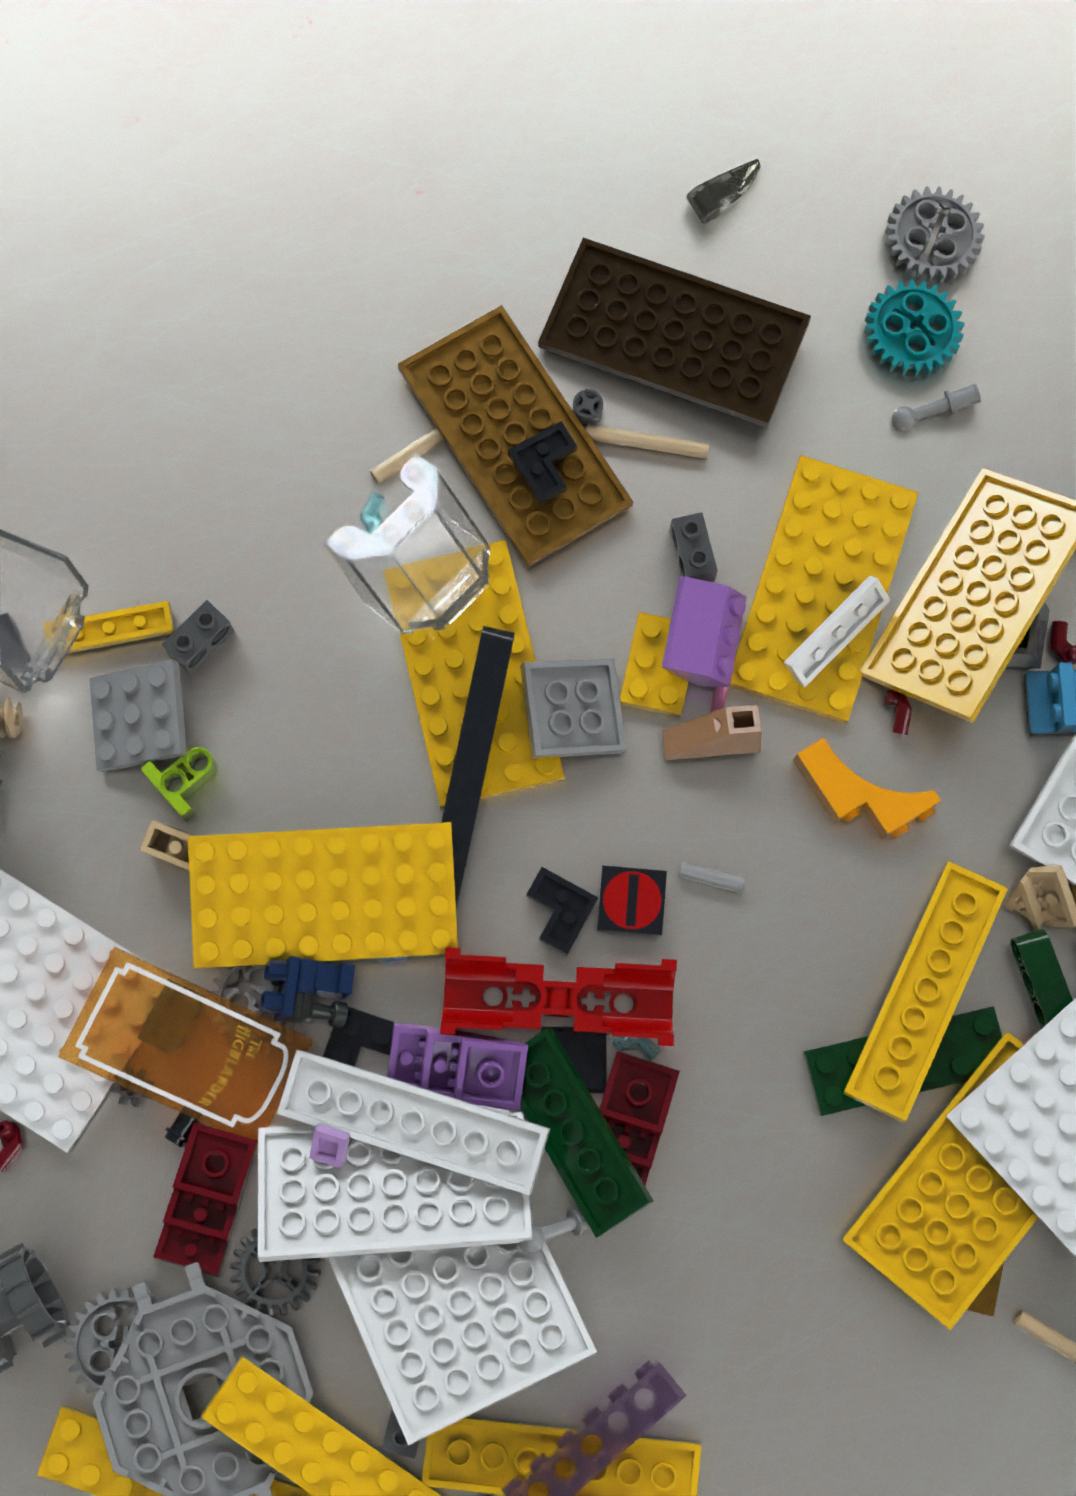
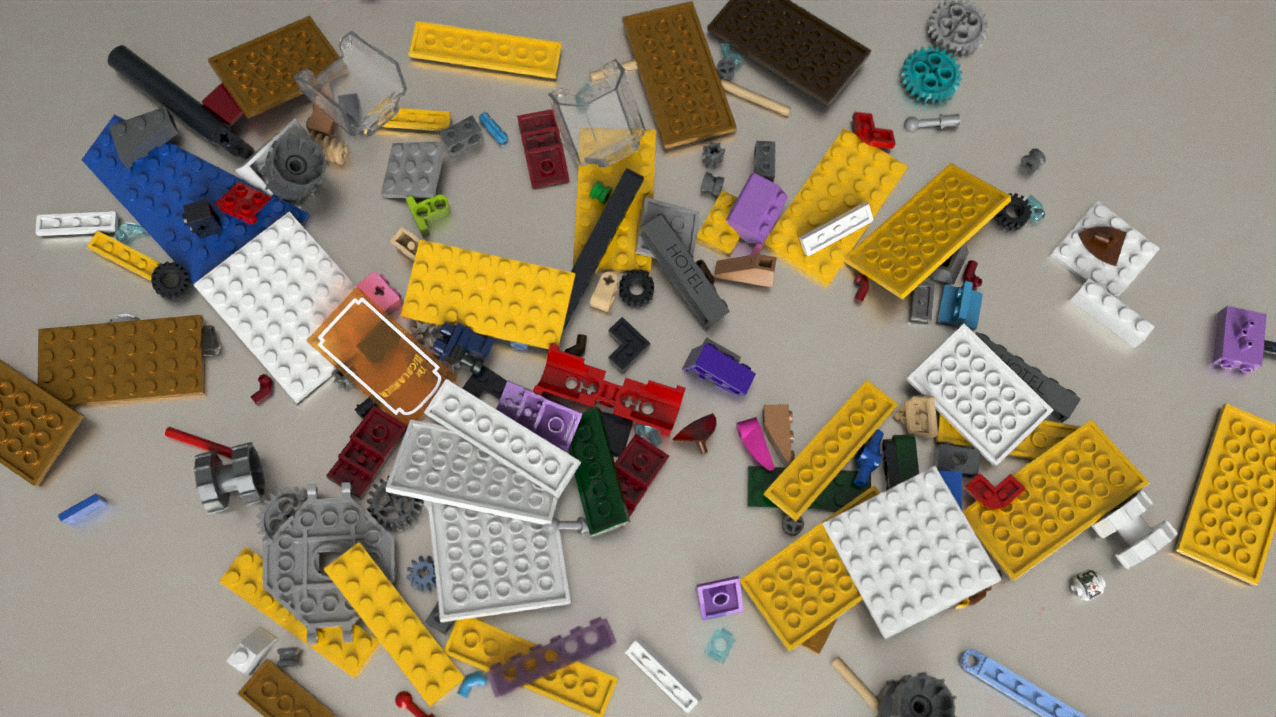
camera: 15 degrees right, 5 degrees down
(132, 925) = (374, 284): none -> bright pink brick
(191, 478) = (485, 49): none -> yellow plate
(244, 606) = (493, 127): none -> dark azure axle
(329, 1146) = (448, 438): lavender plate -> none
(335, 621) = (543, 148): none -> dark red slope
(343, 1374) = (417, 578): none -> sand blue gear
(450, 673) = (601, 192): none -> green wheel
(487, 938) = (579, 348): none -> dark brown arm
(503, 839) = (603, 294): none -> tan piece
(536, 458) = (687, 87): black plate -> none
(550, 793) = (642, 298): none -> black tyre
(583, 382) = (726, 53): none -> clear light blue arm
(608, 546) = (713, 153): none -> dark grey gear
(619, 768) = (683, 271): none -> dark grey brick
(620, 606) = (712, 183): none -> dark grey wheel
(632, 900) = (670, 350): piece -> none
(650, 756) = (708, 275): none -> dark brown arm
(713, 1019) = (698, 432): none -> shield
(720, 909) = (720, 369): none -> dark purple wedge
(768, 1419) = (663, 675): none -> white plate
(802, 1008) = (754, 440): none -> dark pink piece
(819, 1273) = (719, 597): none -> medium lavender slope
(832, 977) = (777, 428): none -> medium nougat slope
(844, 456) = (870, 135): none -> red plate
(844, 793) = (816, 324): light orange arch -> none
(849, 1361) = (713, 652): none -> clear light blue brick
(906, 1130) = (799, 524): none -> dark grey wheel
(986, 989) = (868, 458): none -> blue pin
(1001, 713) = (922, 302): none -> flat silver plate
(1021, 990) = (890, 463): none -> black beam

